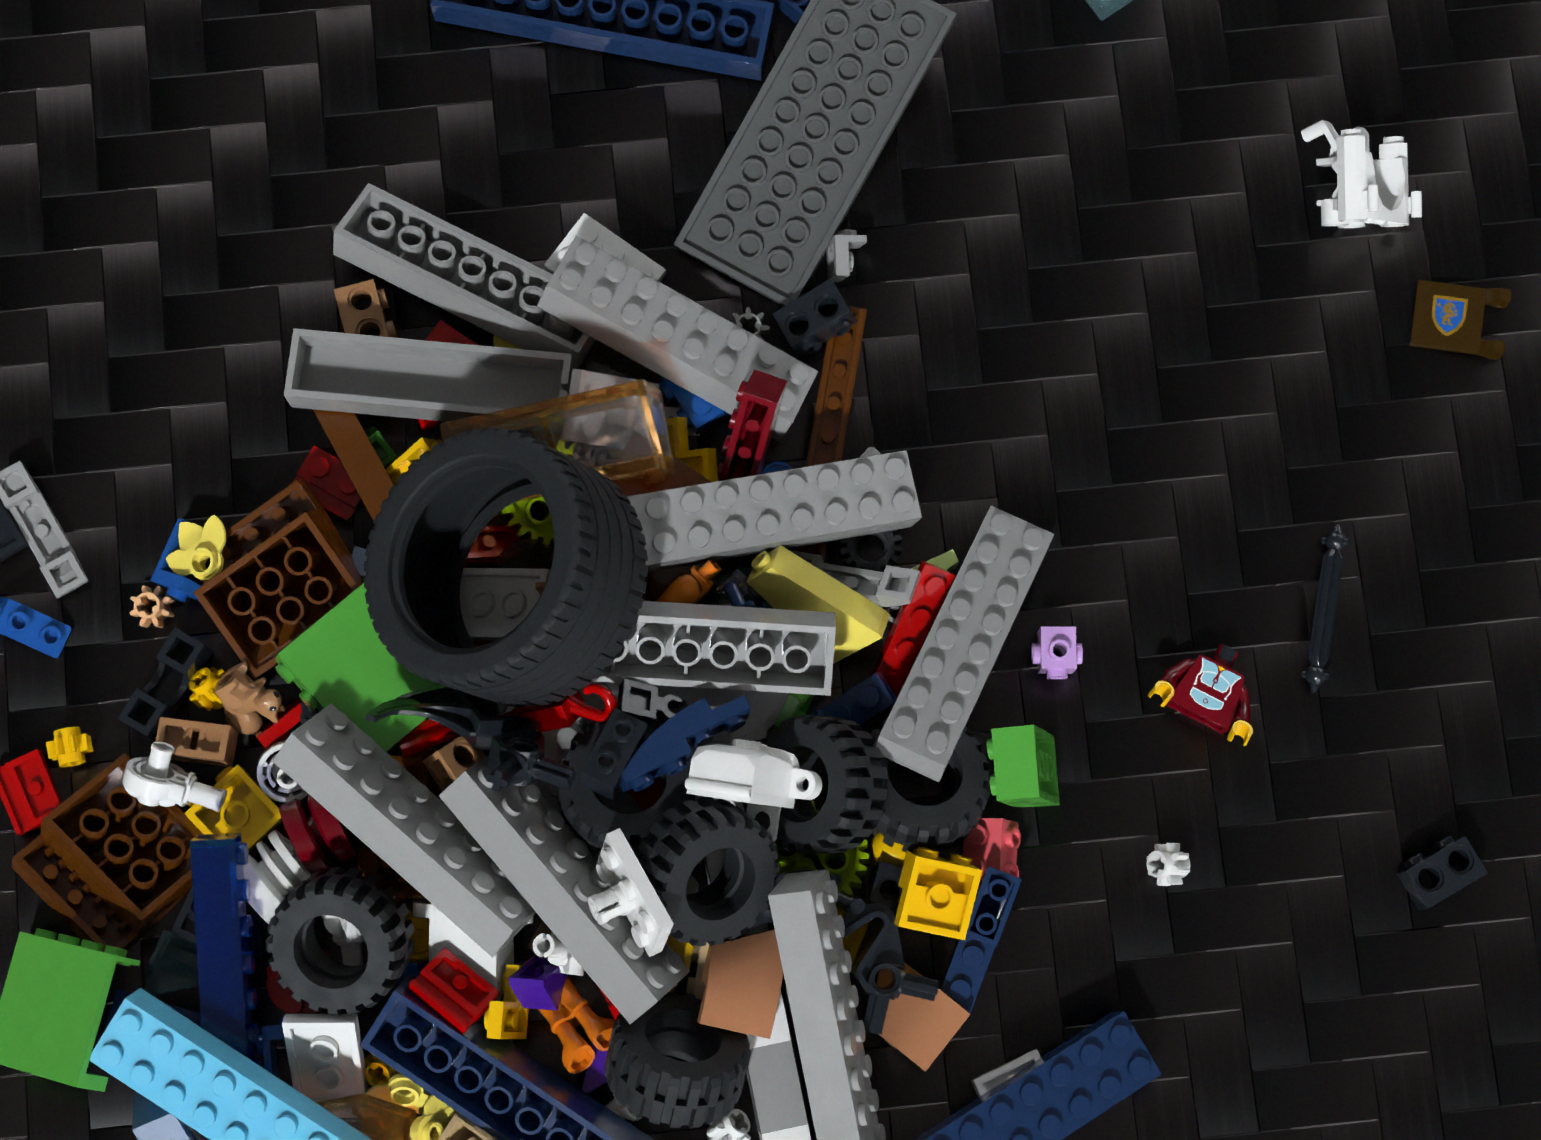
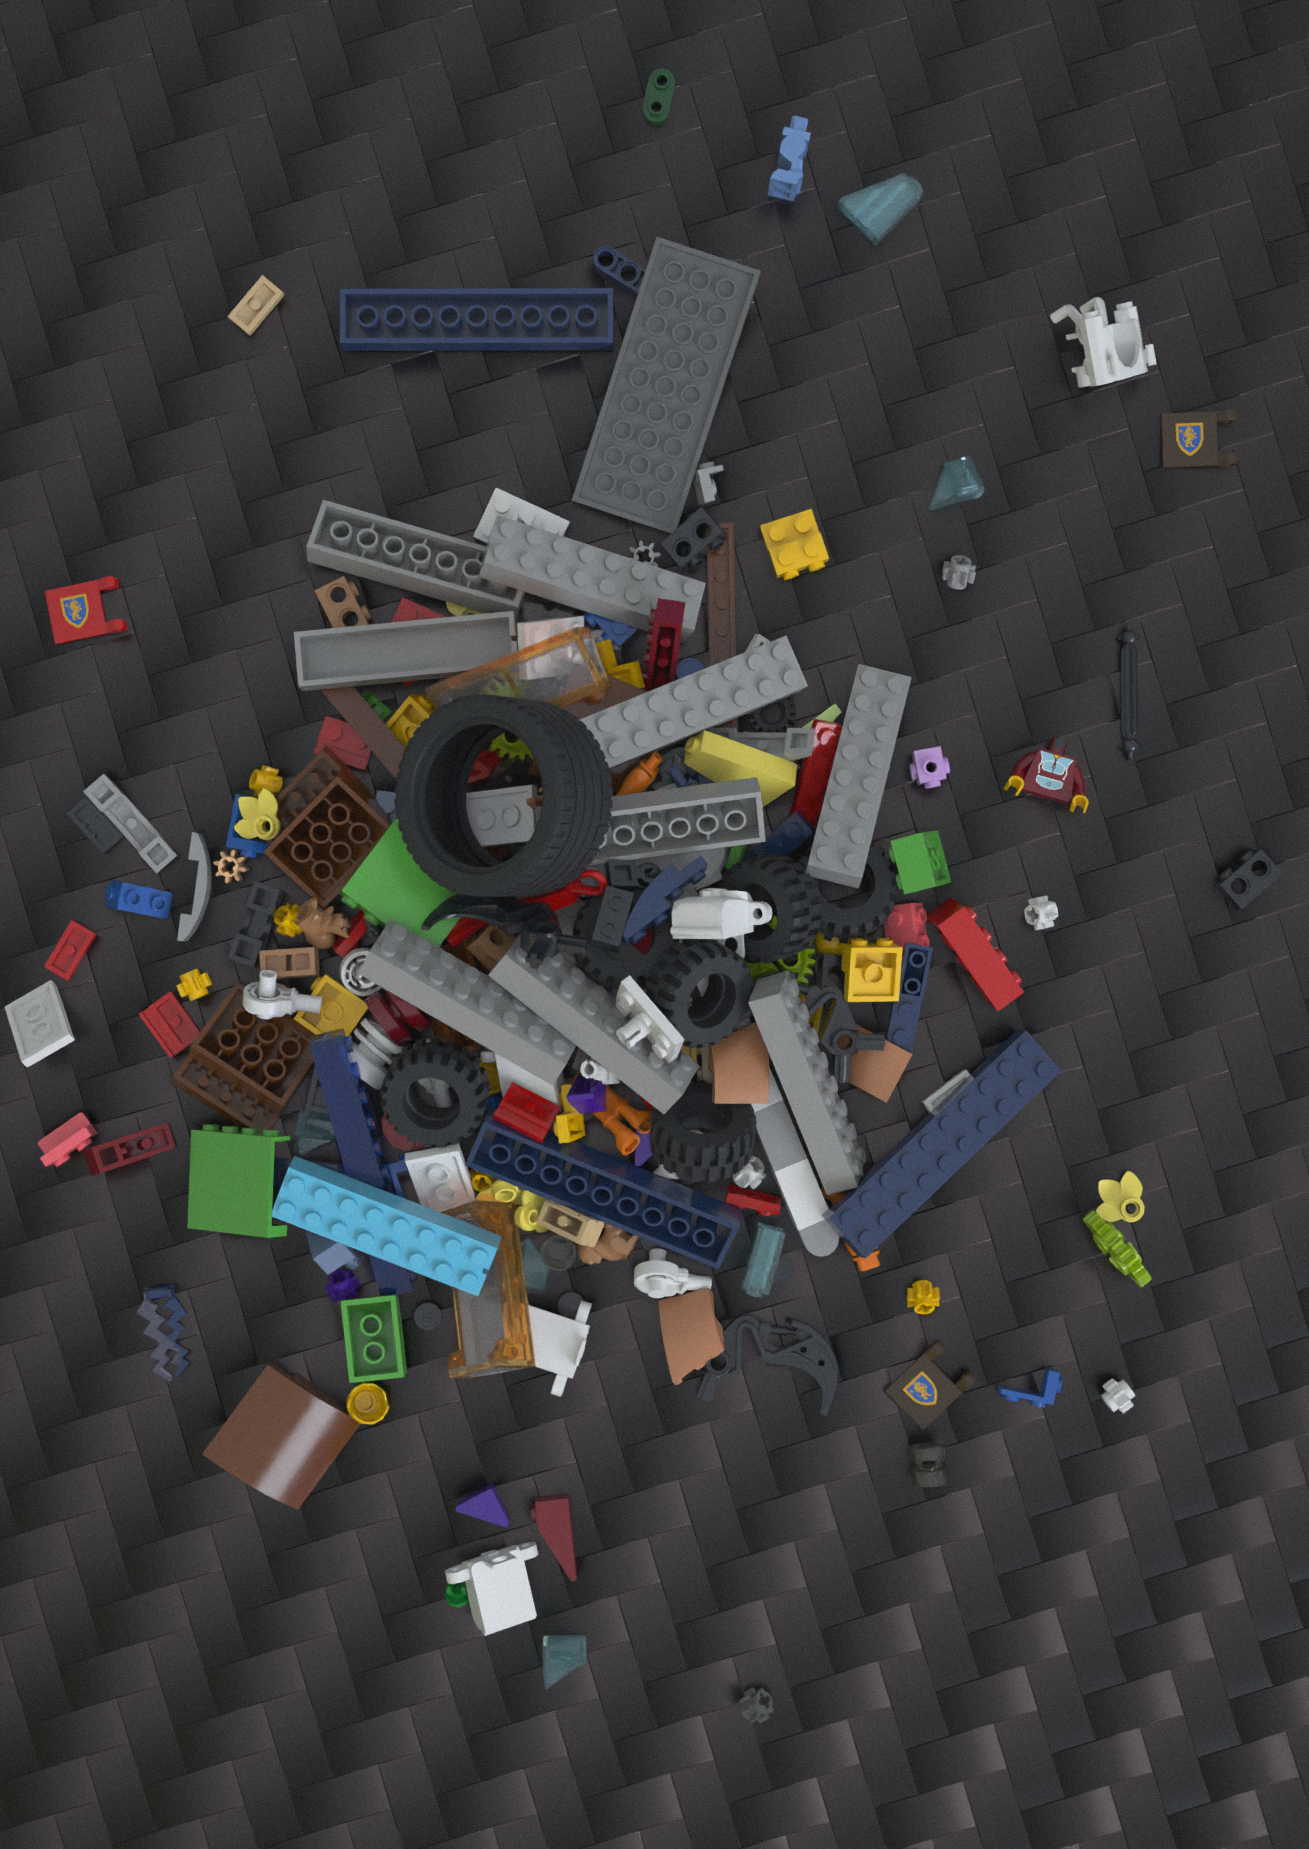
camera: 10 degrees left, 10 degrees up
(41, 263) = (79, 611): none -> red flag
(84, 668) = (197, 852): none -> light grey slope
(221, 506) = (265, 779): none -> yellow gear
(937, 350) = (794, 544): none -> yellow plate
(1076, 900) = (976, 953): none -> red wedge
(1136, 420) = (958, 572): none -> light grey gear
(1152, 316) = (957, 483): none -> clear light blue slope

